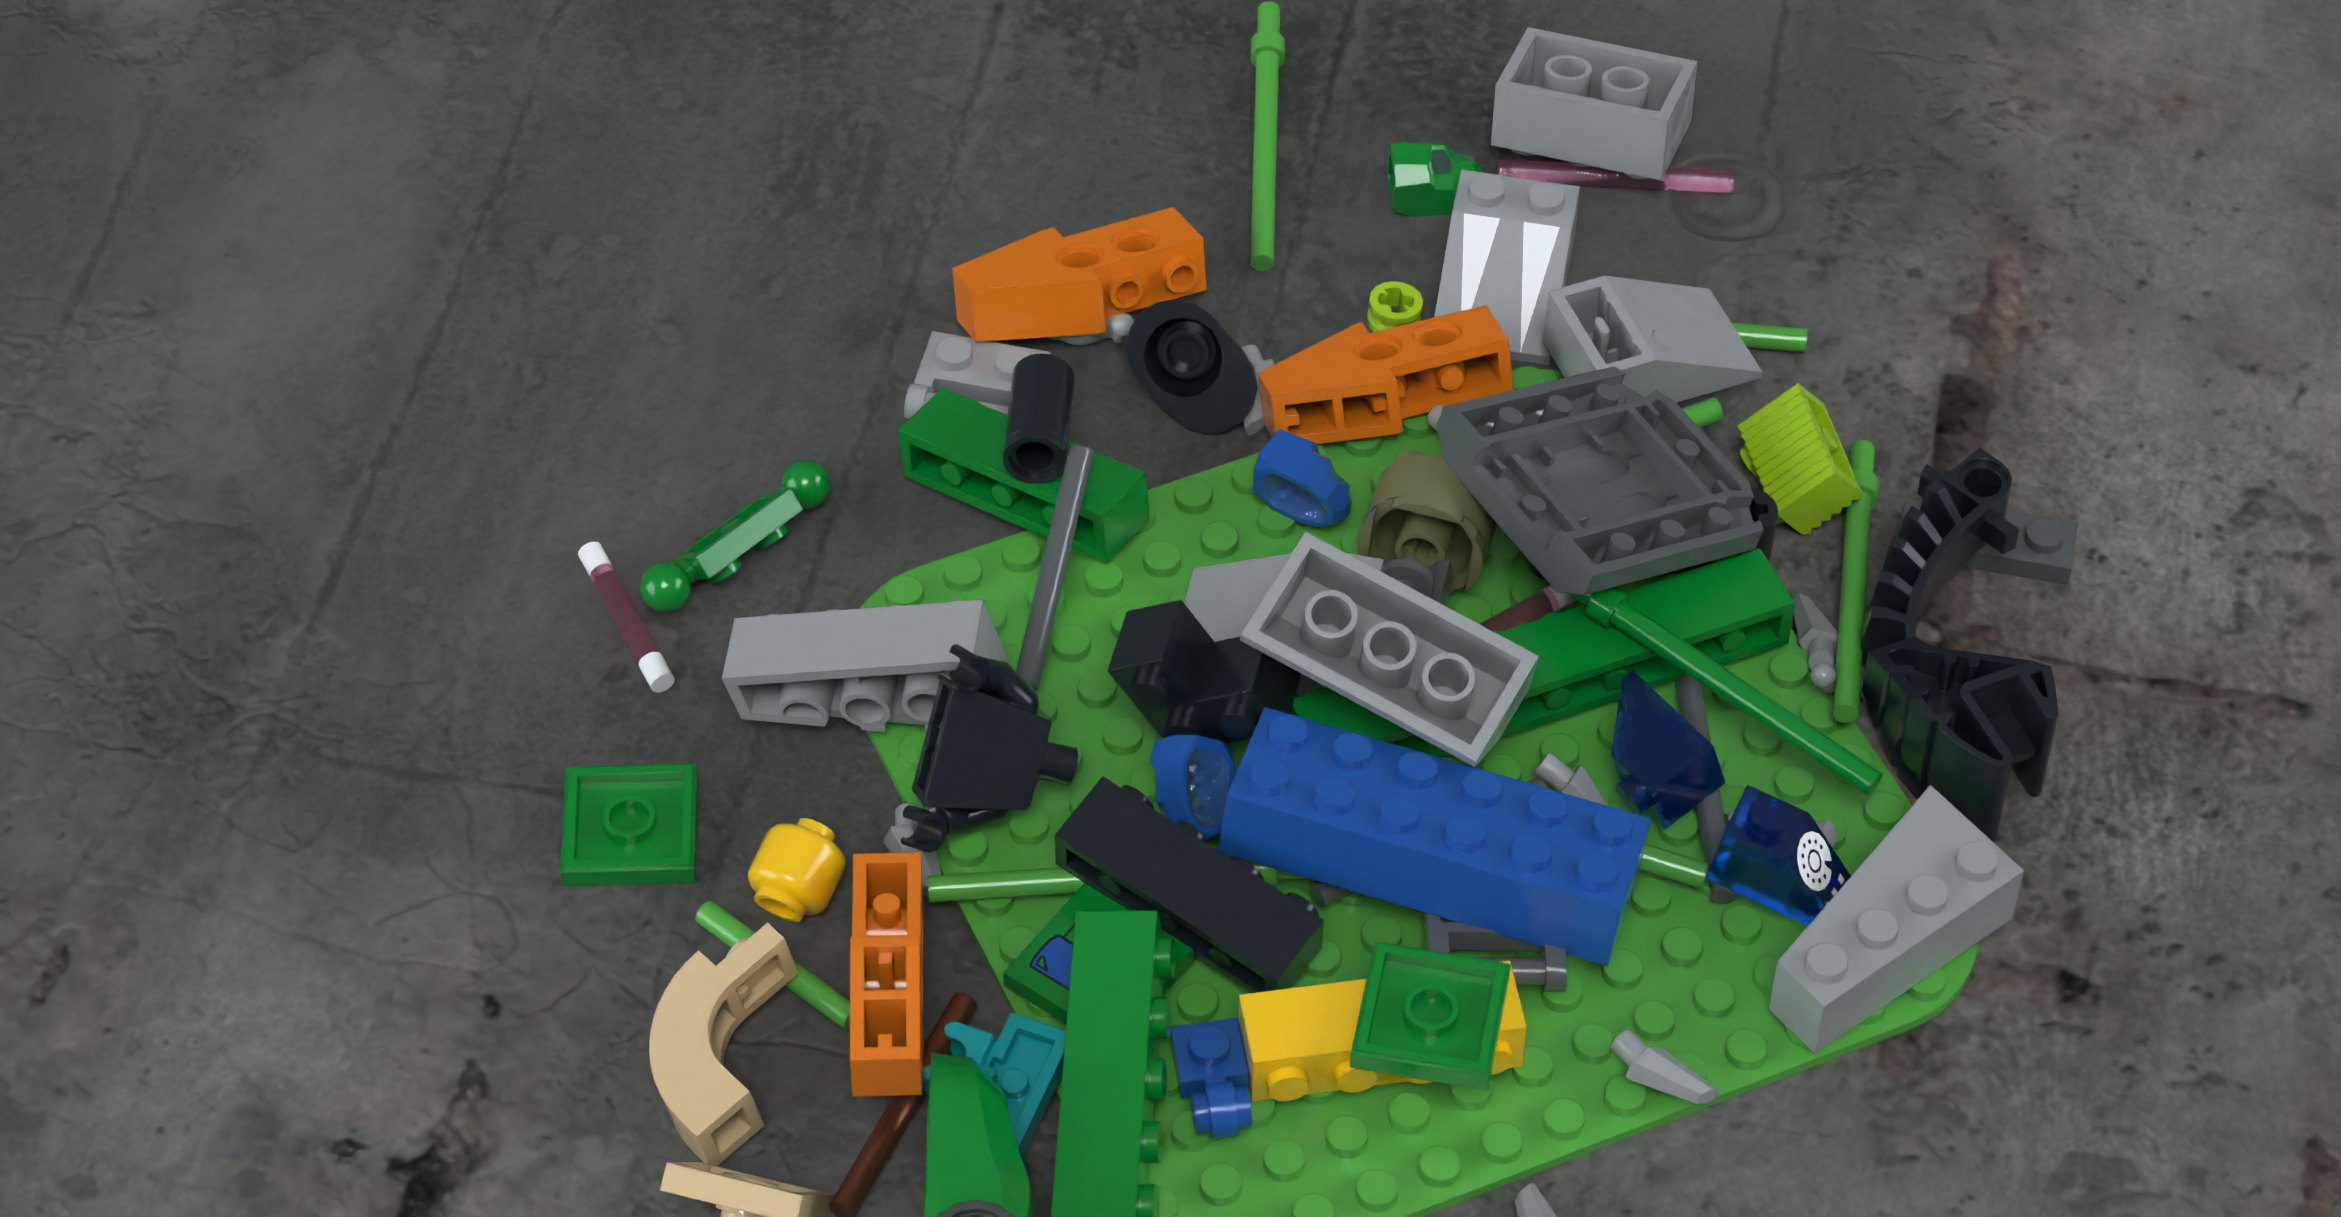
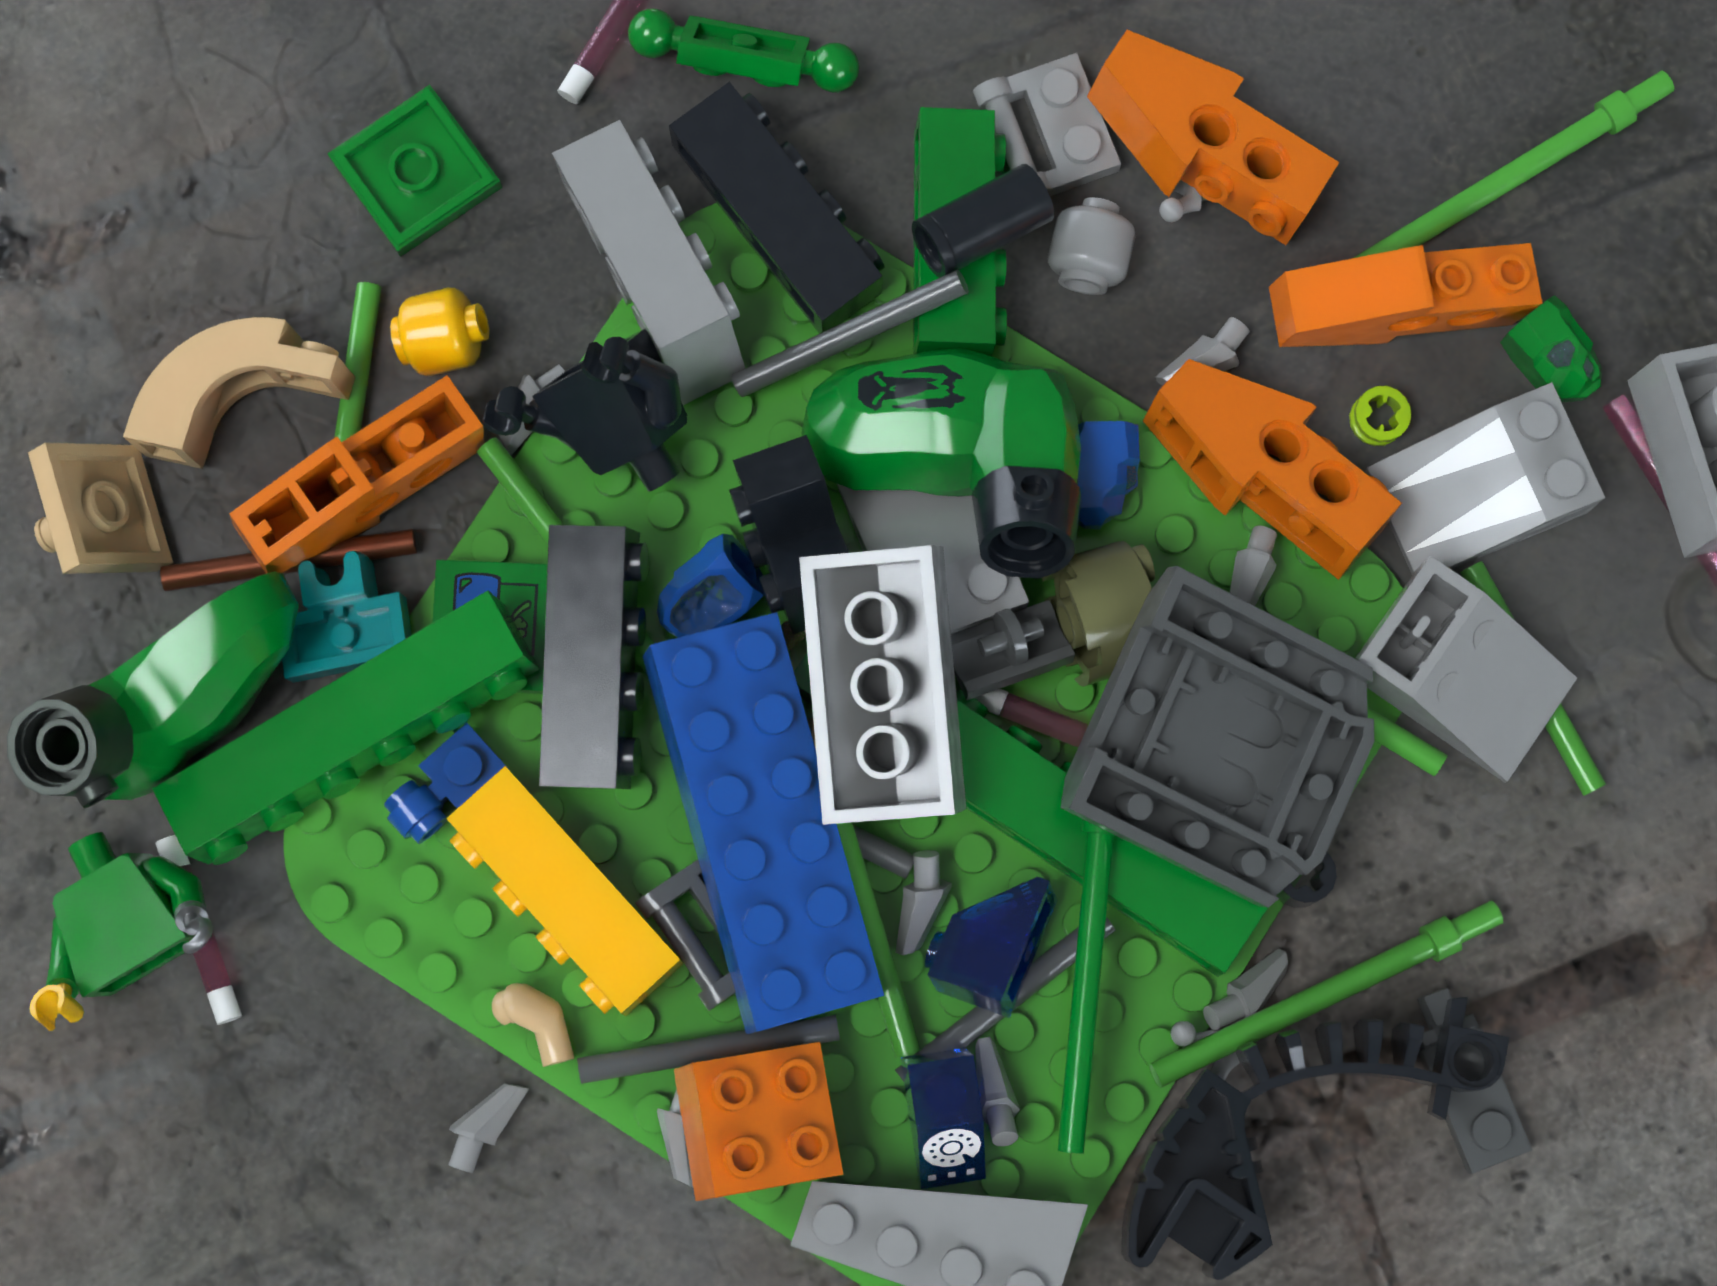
camera: 55 degrees right, 30 degrees up
(900, 565) = (777, 208): none -> black brick
(1108, 405) = (1091, 246): none -> light grey head
(1192, 366) = (1175, 293): black piece -> none
(1214, 518) = (961, 429): none -> green piece
(1314, 225) = (1404, 294): none -> orange brick
(1430, 1016) = (574, 932): green tile -> none
(1482, 1116) = (539, 1014): none -> tan arm
(1597, 1016) = (705, 1048): none -> dark grey bar
(1693, 986) = (757, 1121): none -> orange brick
(1799, 459) = (1425, 871): lime brick -> none

